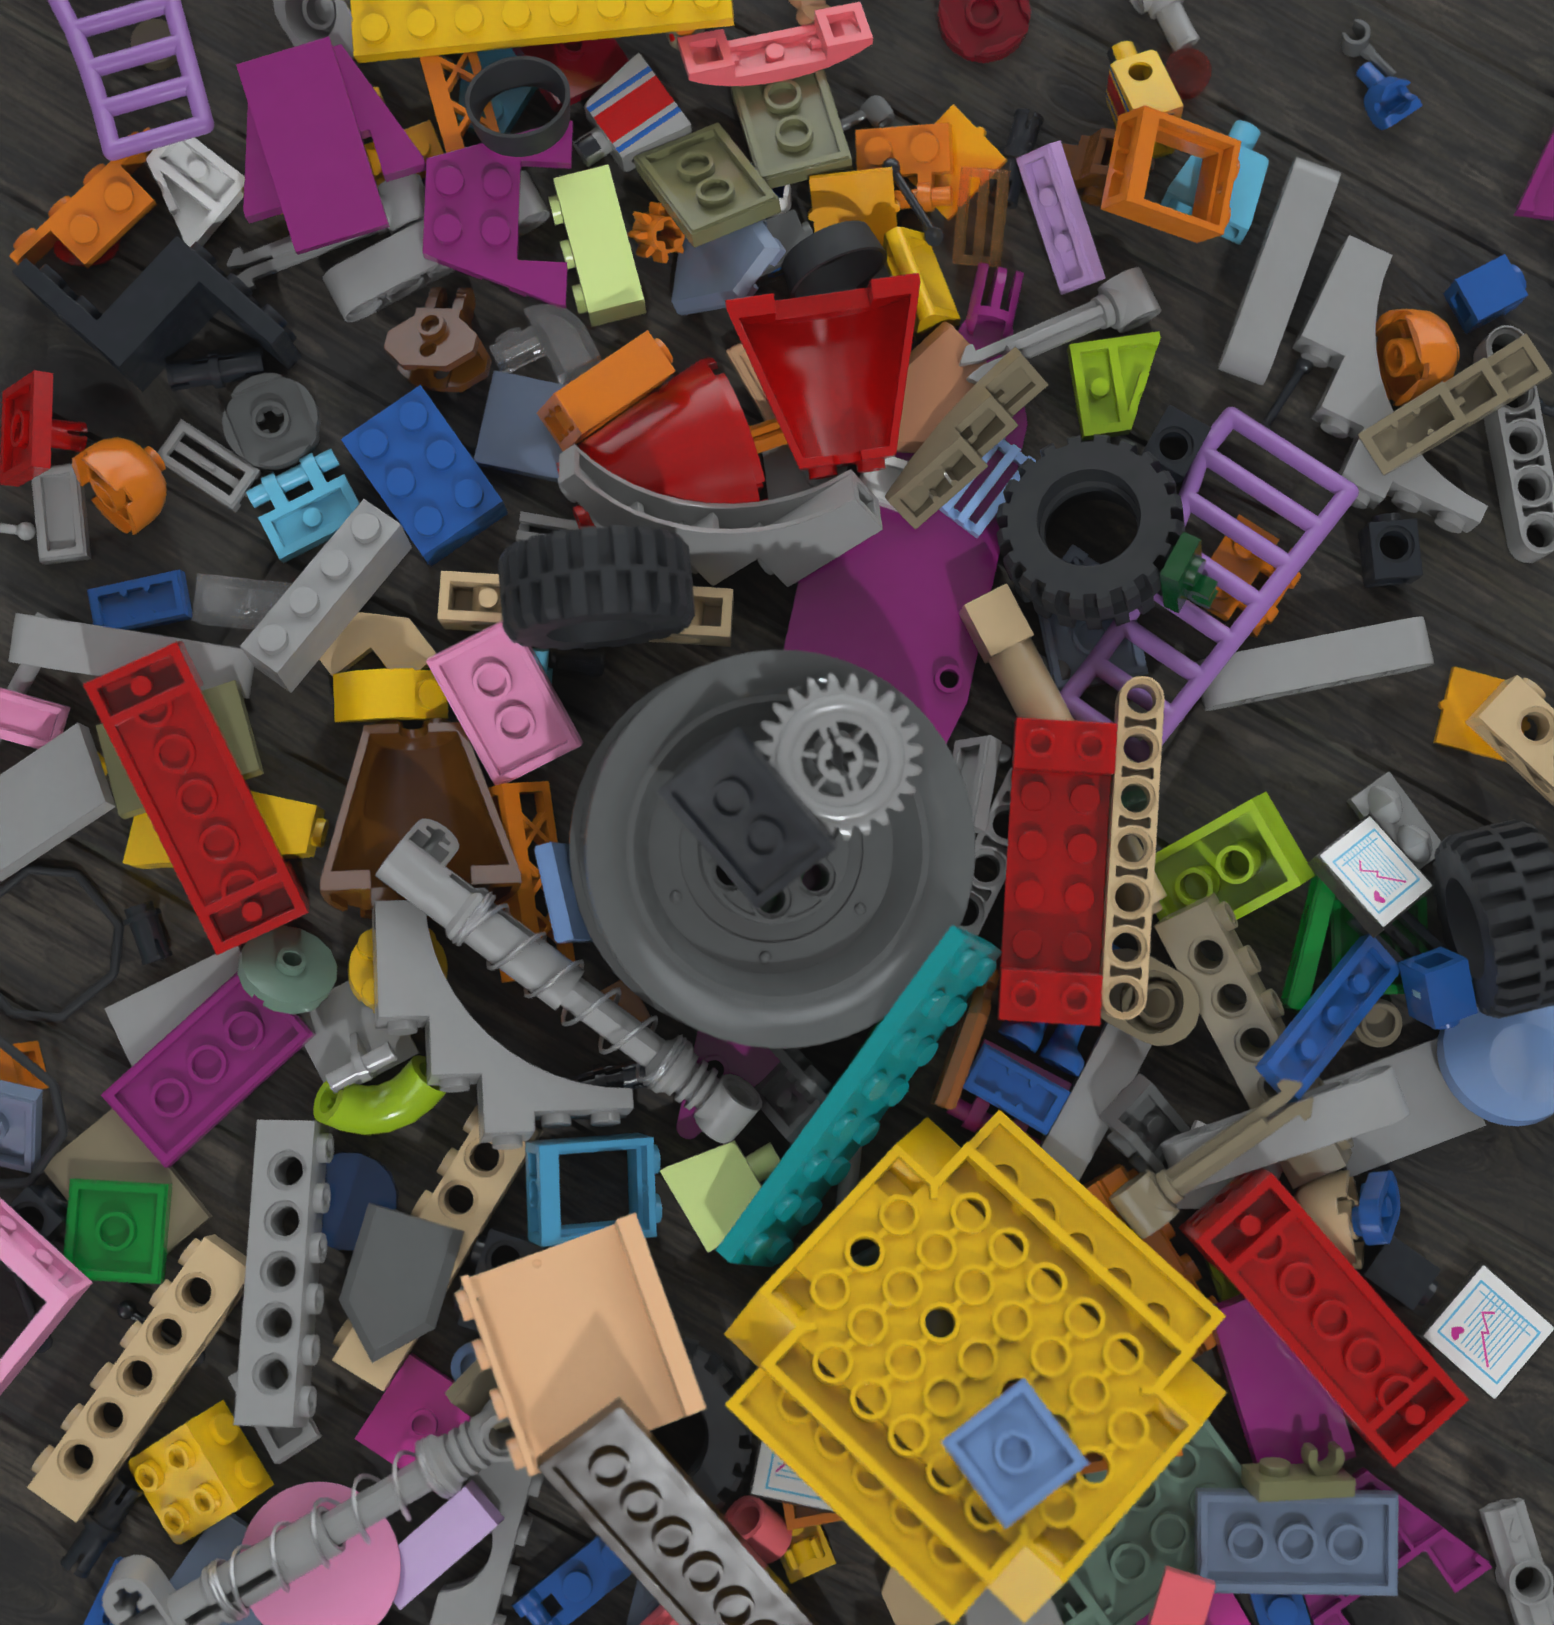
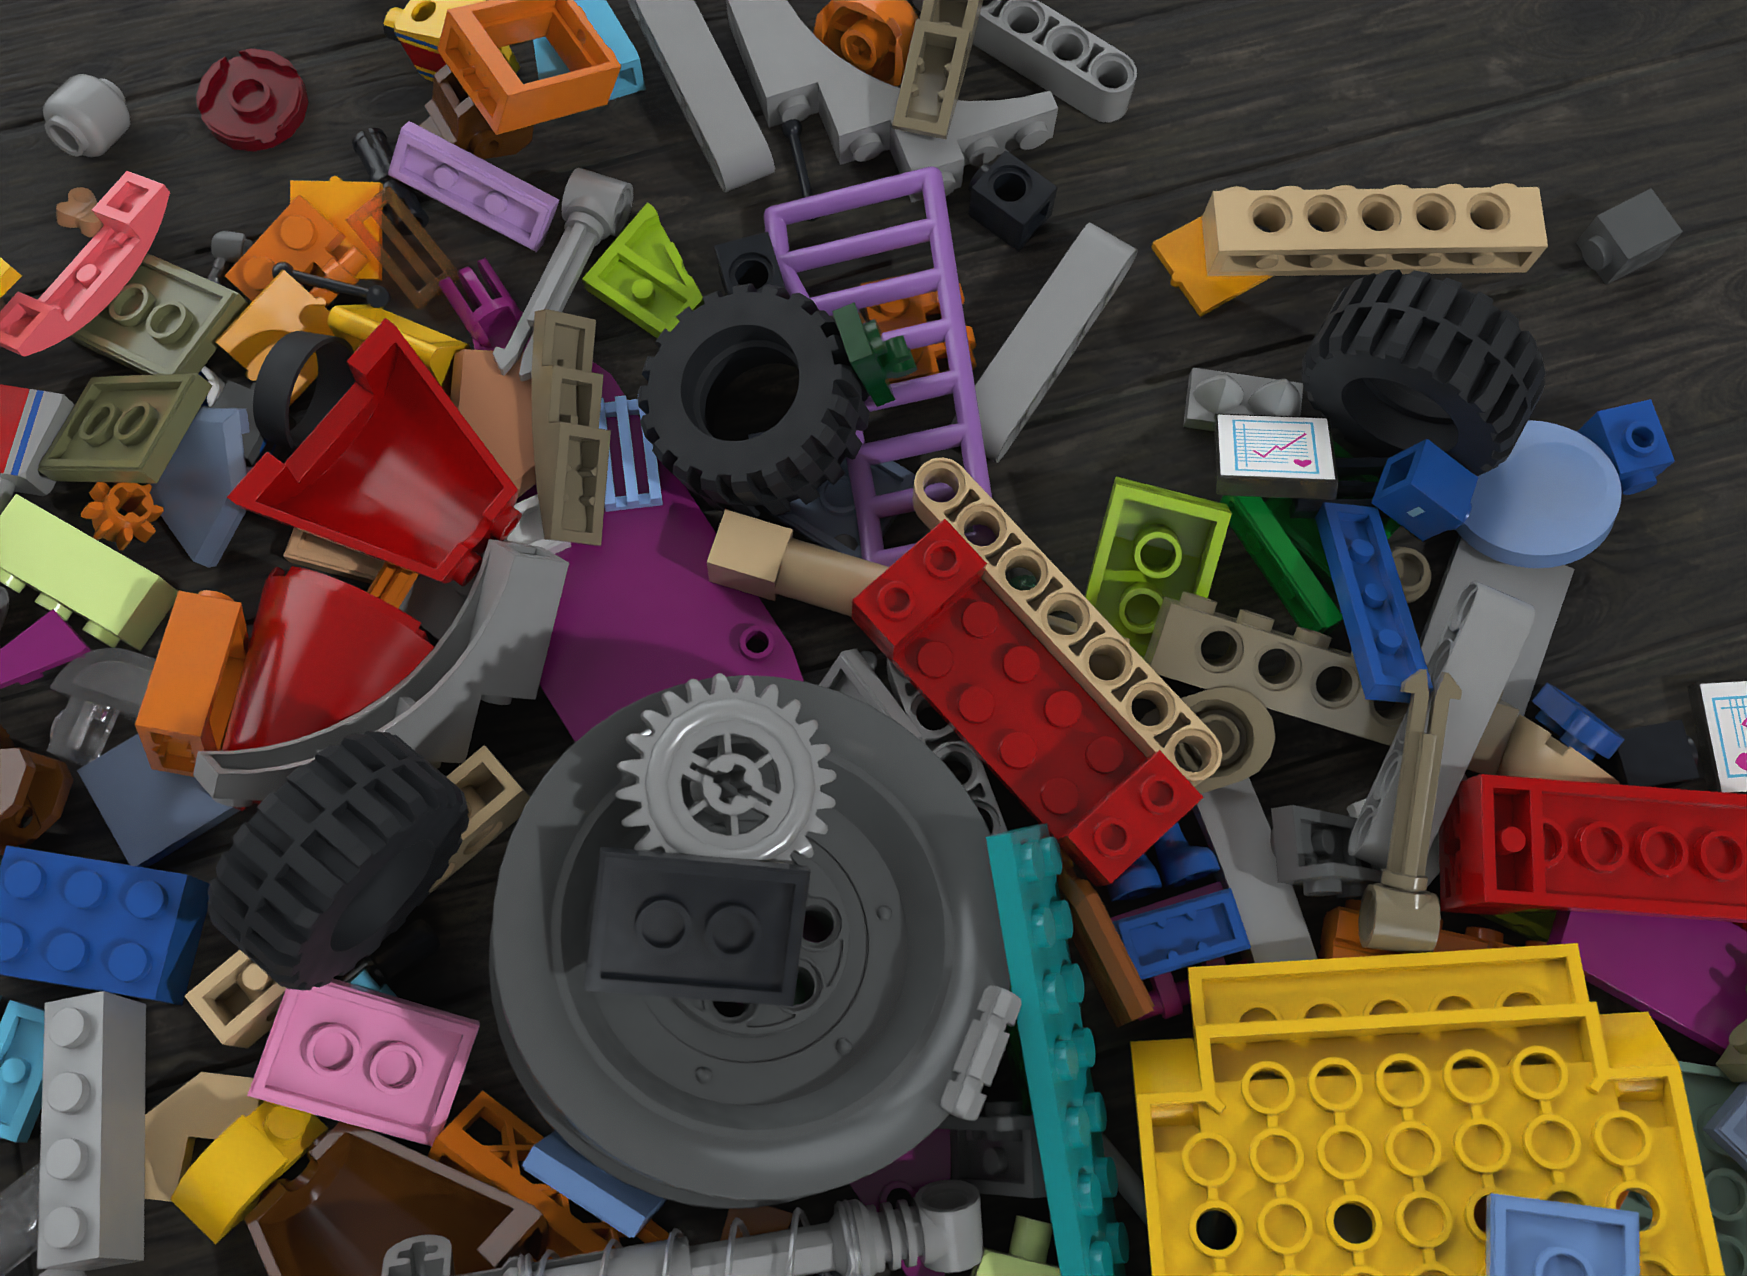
camera: 45 degrees left, 10 degrees down
(832, 1034) = (981, 1053): none -> light grey axle

